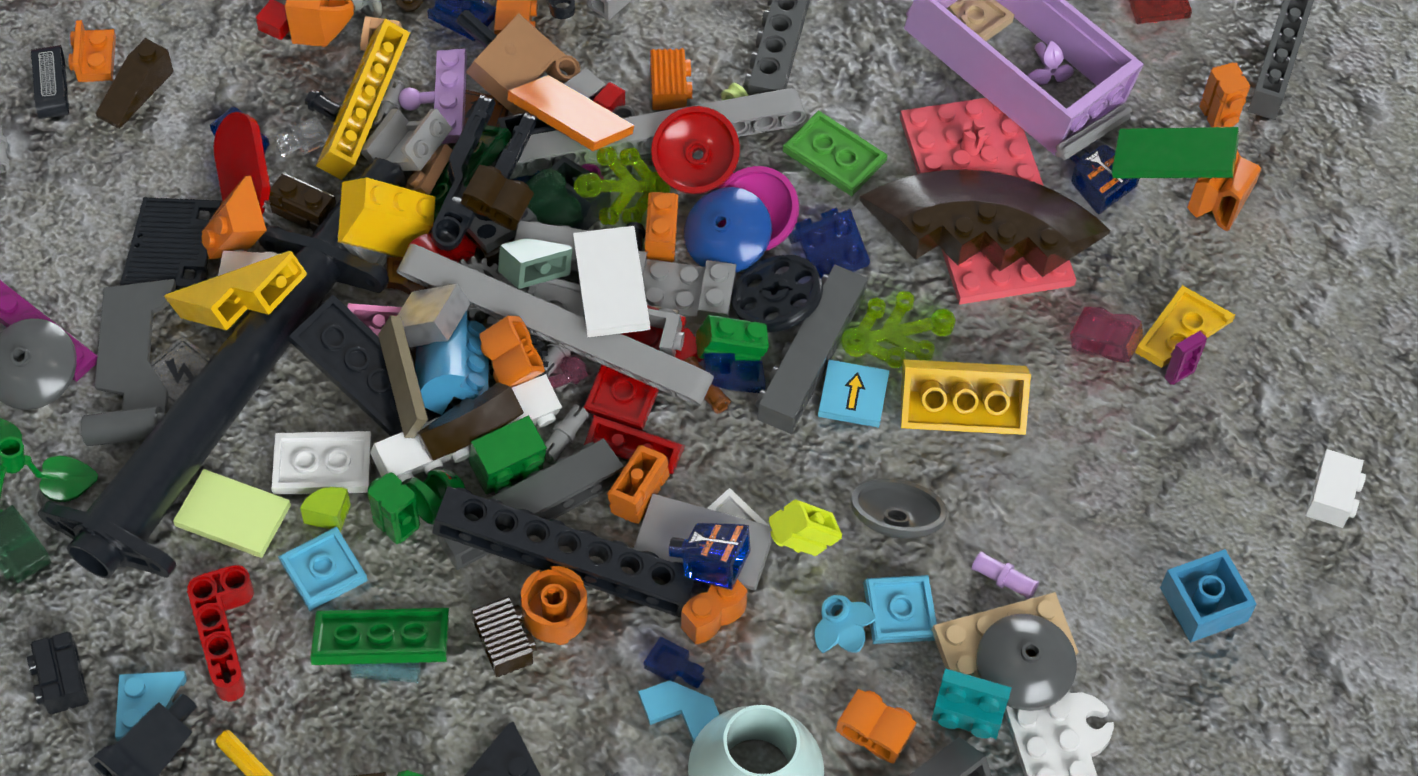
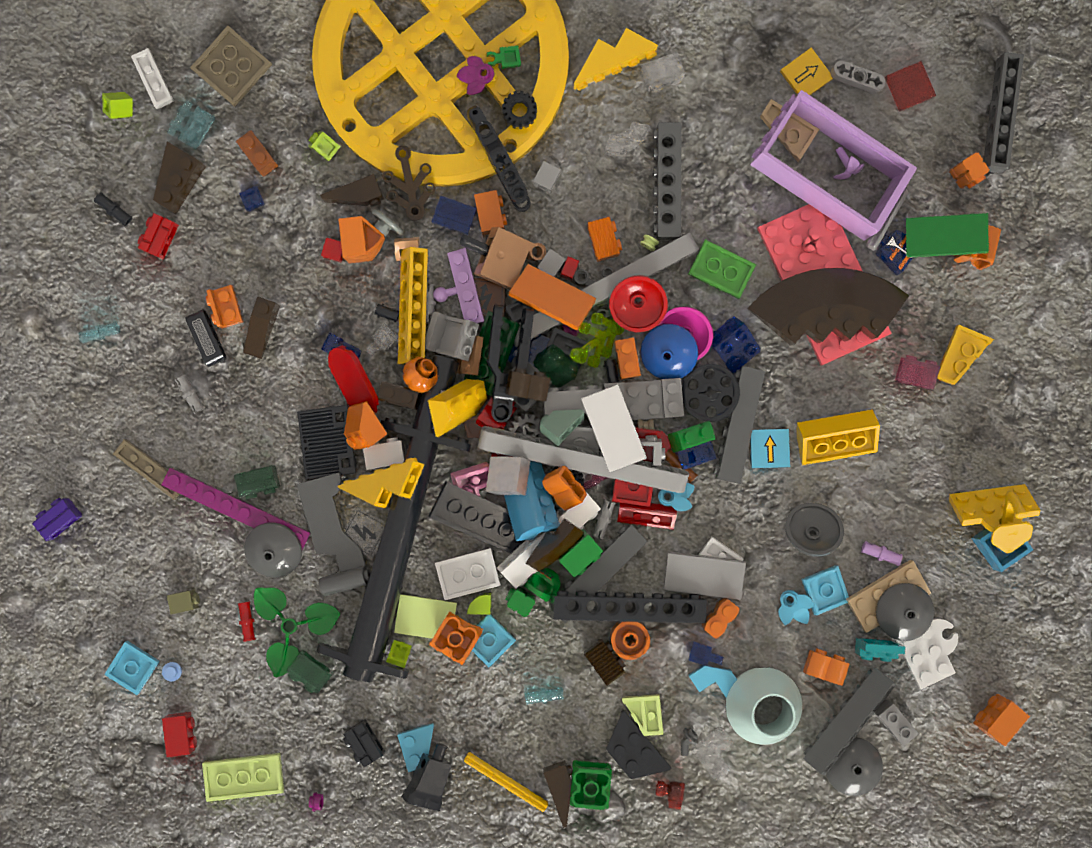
camera: 10 degrees left, 30 degrees up
(46, 270) = (257, 481): none -> clear green brick
(171, 542) = (399, 653): none -> lime bracket
(220, 636) = (448, 699): red beam -> none
(272, 532) = (456, 638): none -> orange piece
(341, 165) = (417, 375): none -> orange plant
(380, 636) = (536, 678): green tile -> none
(402, 377) = (505, 527): dark tan tile -> none
(550, 732) = (646, 712): none -> yellowish green wing
(637, 483) = (658, 549): orange brick -> none
(691, 424) = (678, 500): none -> medium azure plate
(713, 552) = (715, 593): clear blue torso -> none
(804, 528) = (763, 559): neon yellow brick -> none
(895, 333) = (785, 399): clear neon green plant -> none
(1185, 358) = (969, 383): magenta plate -> none
(1209, 546) = (999, 512): none -> yellow plate
(1335, 488) = (1067, 449): white brick -> none

